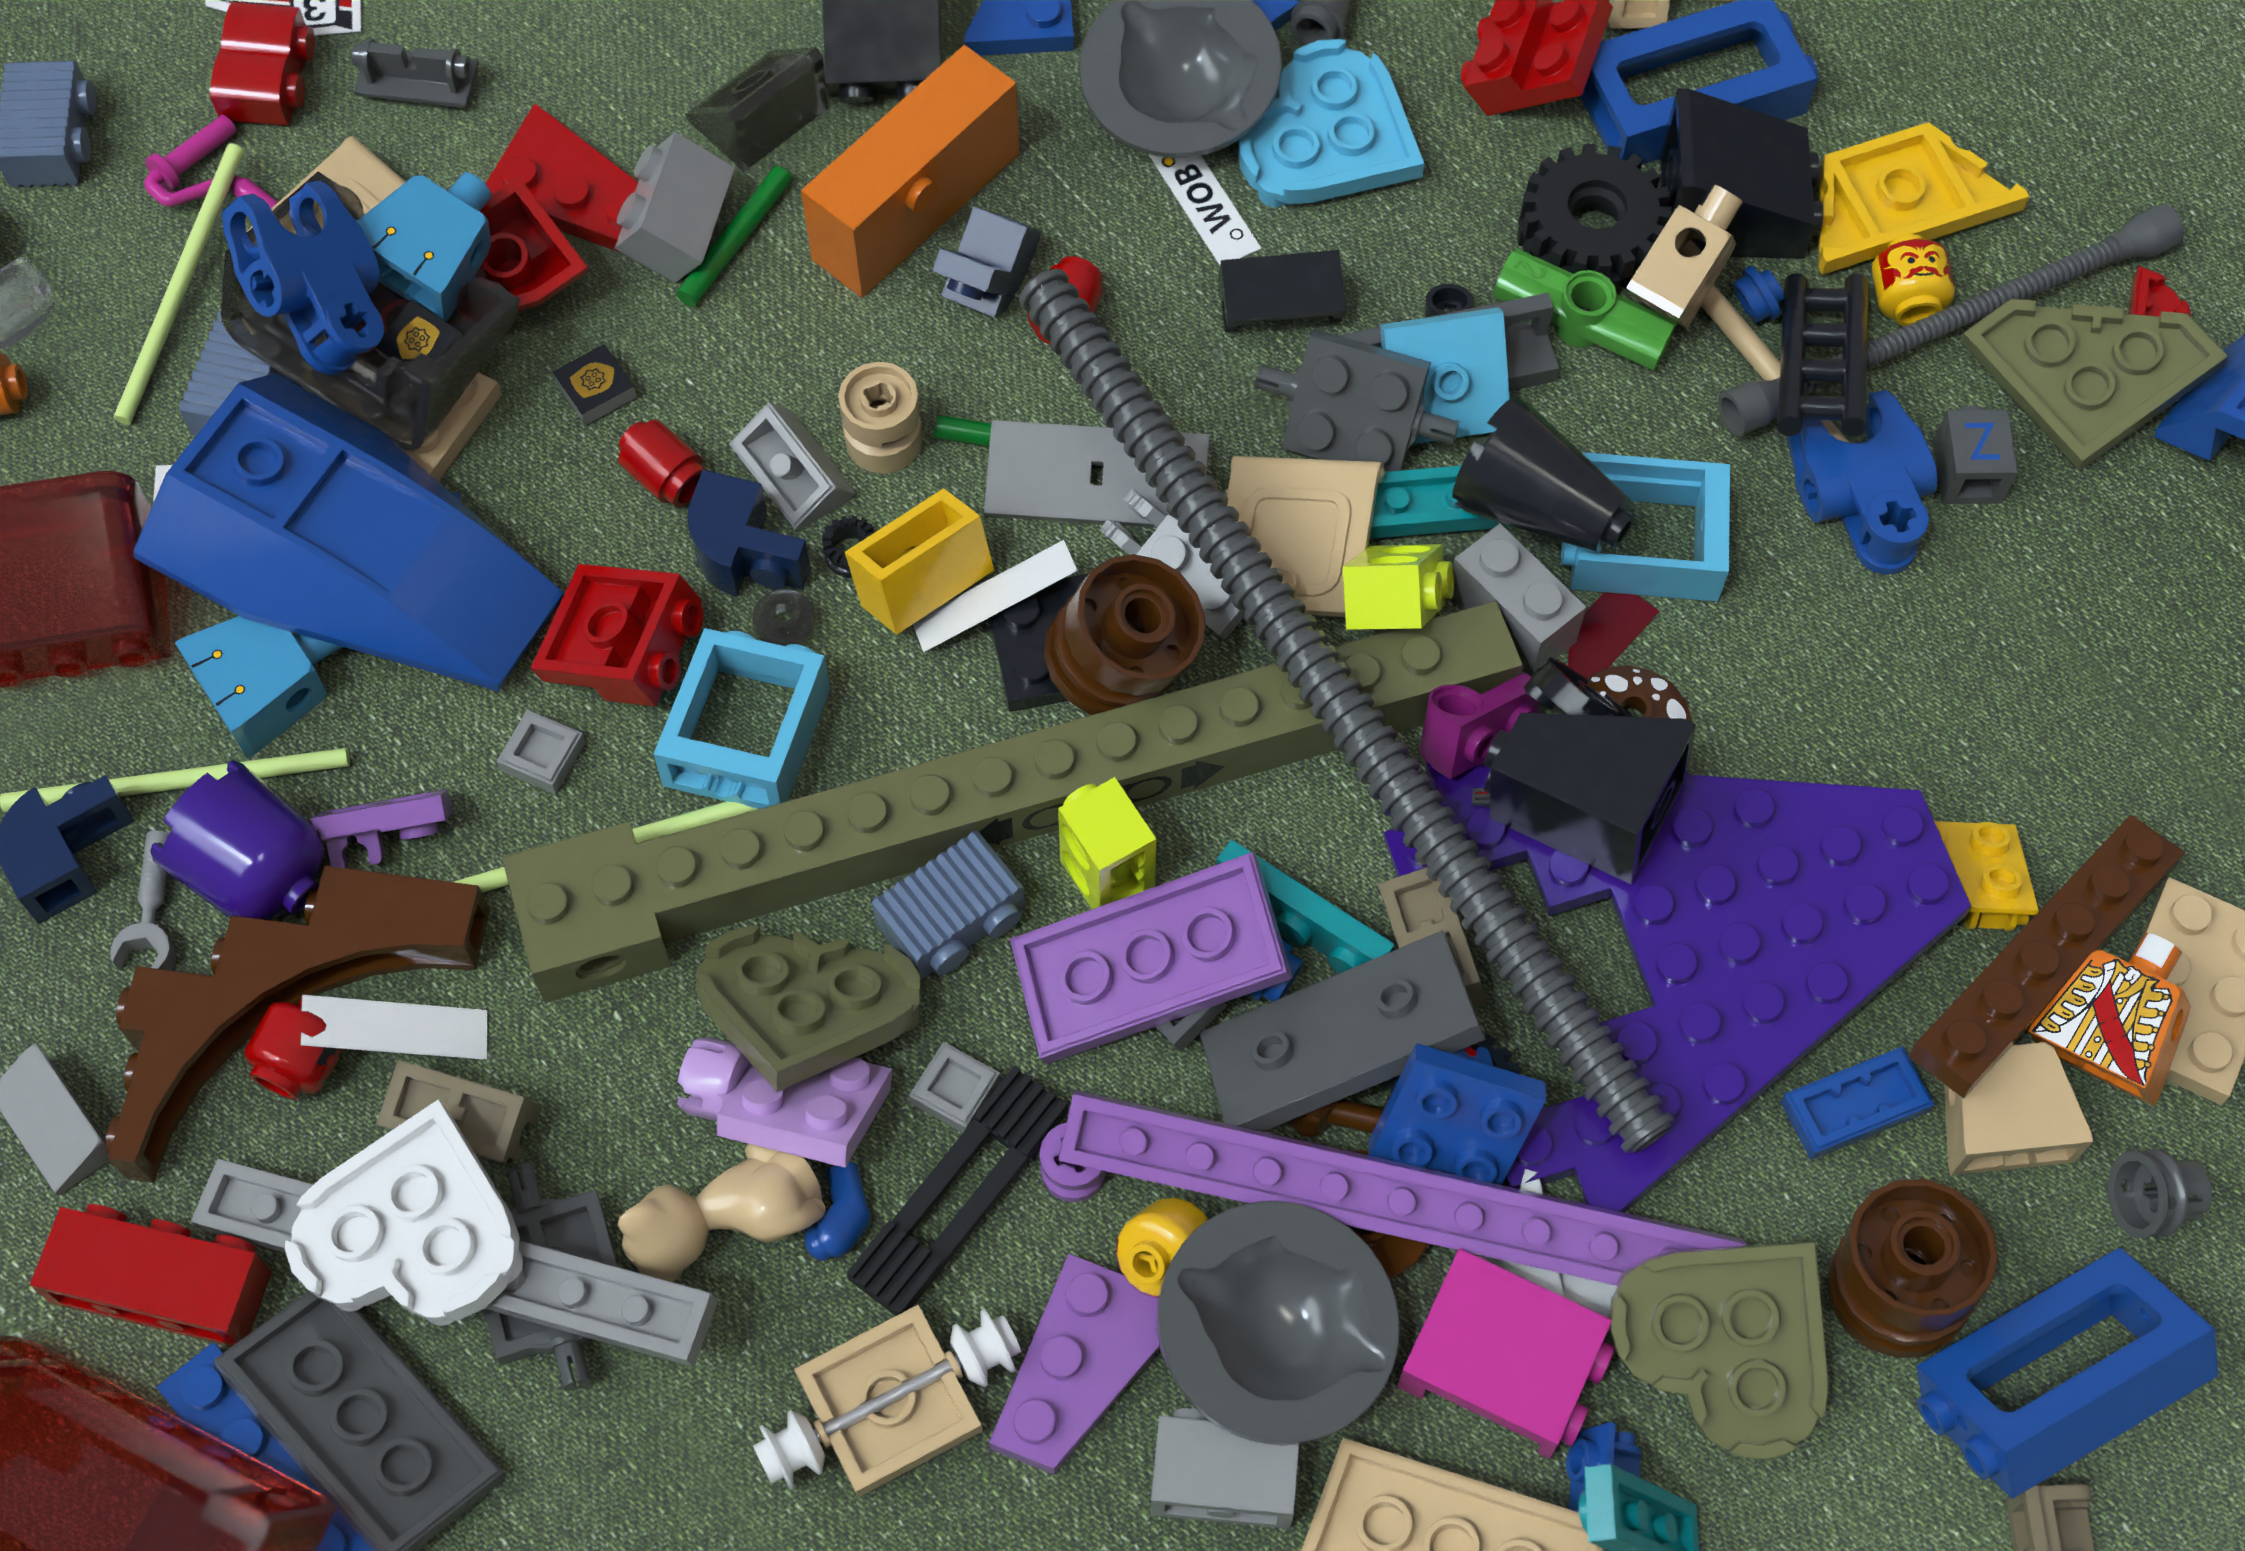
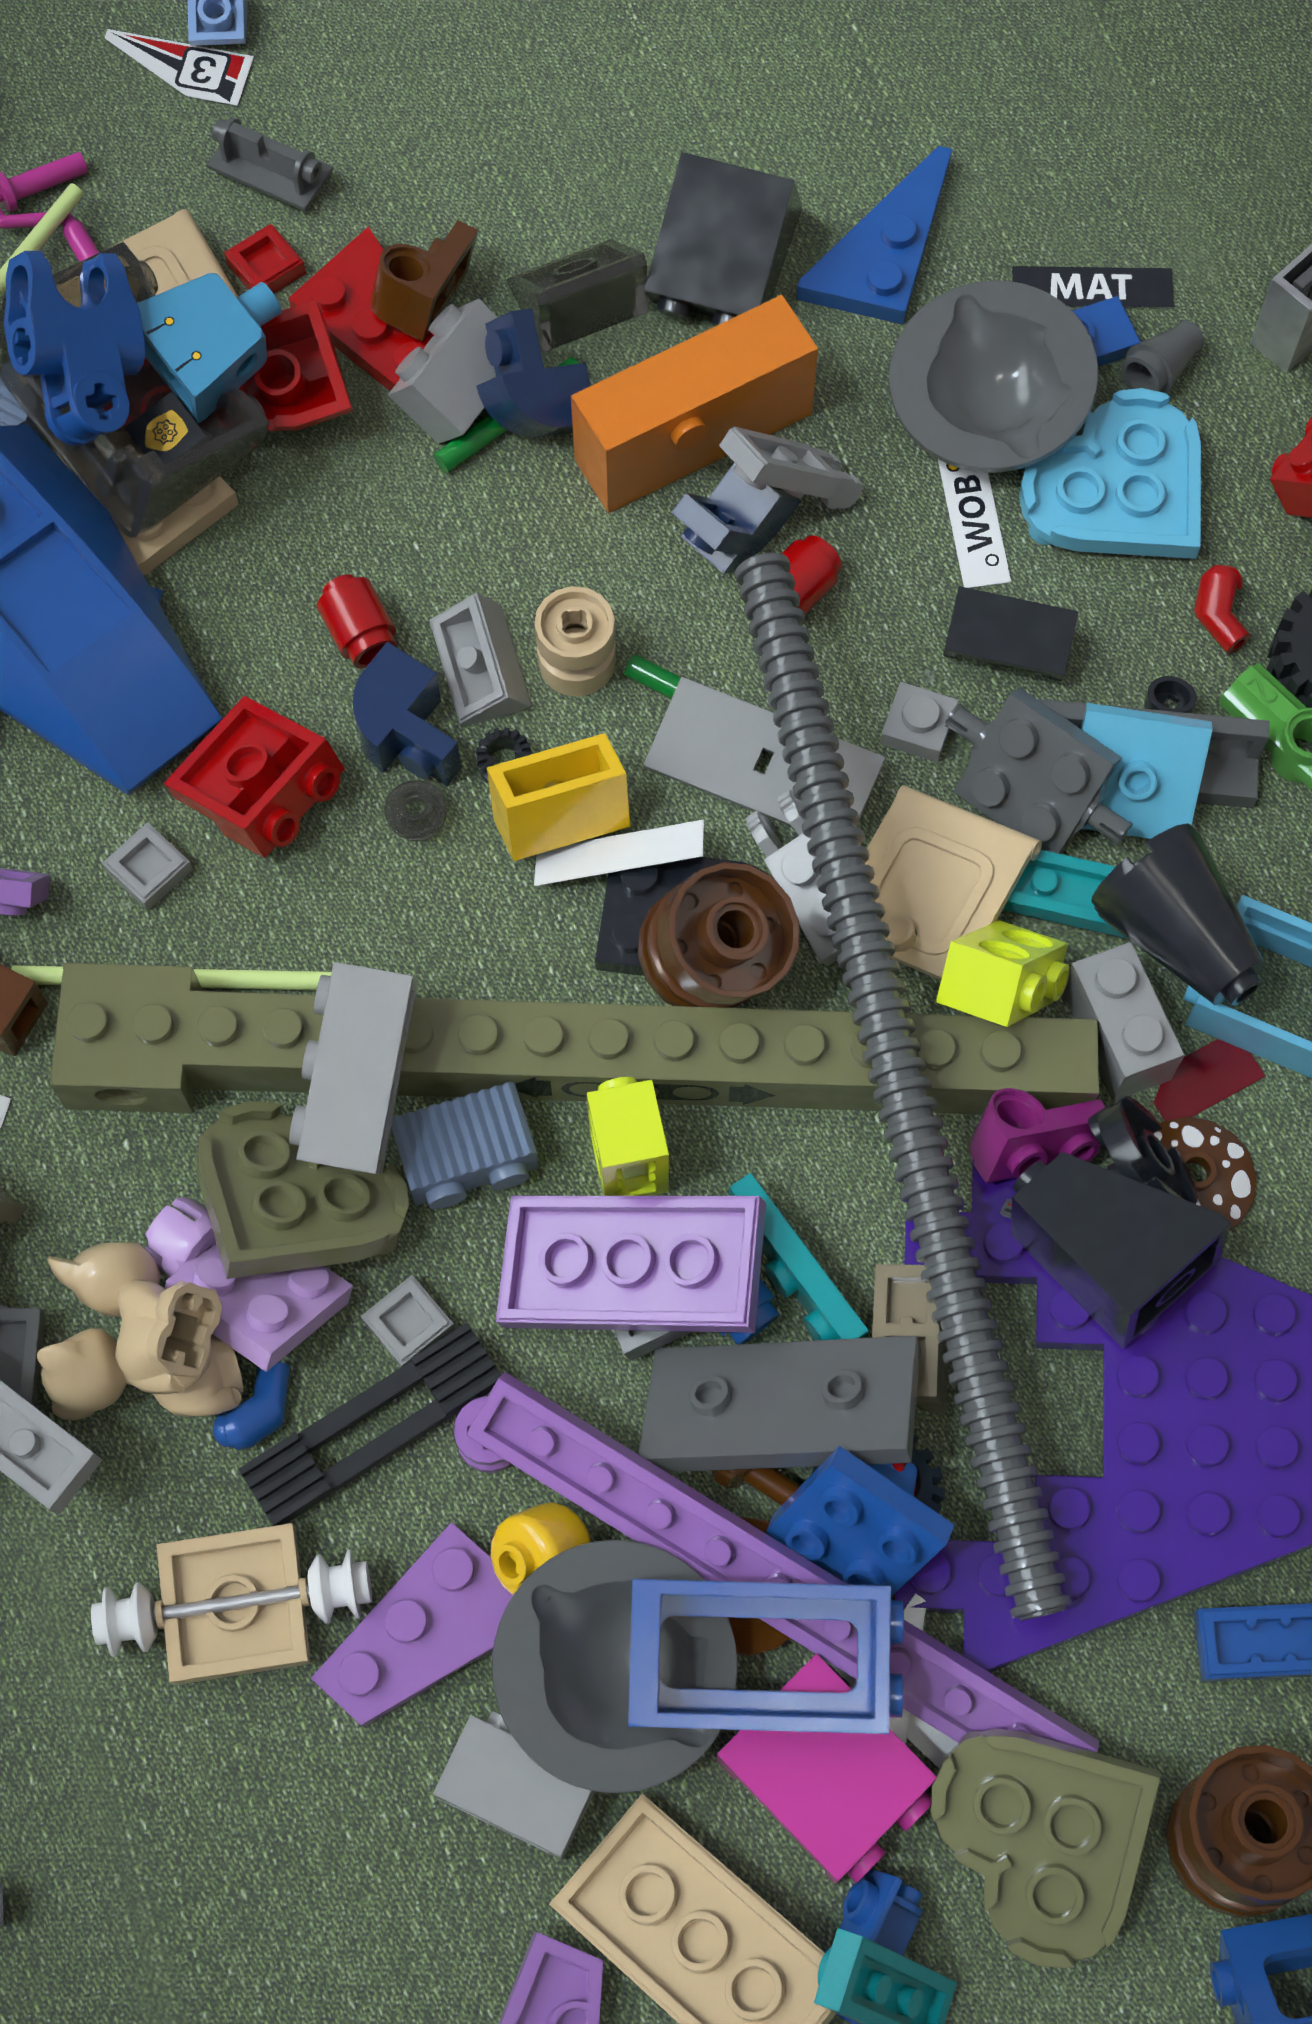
camera: 20 degrees right, 5 degrees up
(261, 63) = (130, 112): red brick -> none
(444, 160) = (265, 259): none -> red tile
(594, 384) = (325, 522): tile -> none
(606, 137) = (418, 284): none -> reddish brown plate
(733, 773) = (307, 948): medium azure window -> none
(734, 1163) = (162, 1331): none -> tan animal
(748, 207) = (524, 393): none -> dark blue brick
(827, 858) = (354, 1067): none -> light grey brick
(1027, 200) = (790, 466): none -> light grey hinge
(1226, 396) = (918, 722): none -> light grey plate
(1455, 212) = (1214, 607): none -> red arm
(1490, 1183) = (860, 1710): none -> piece

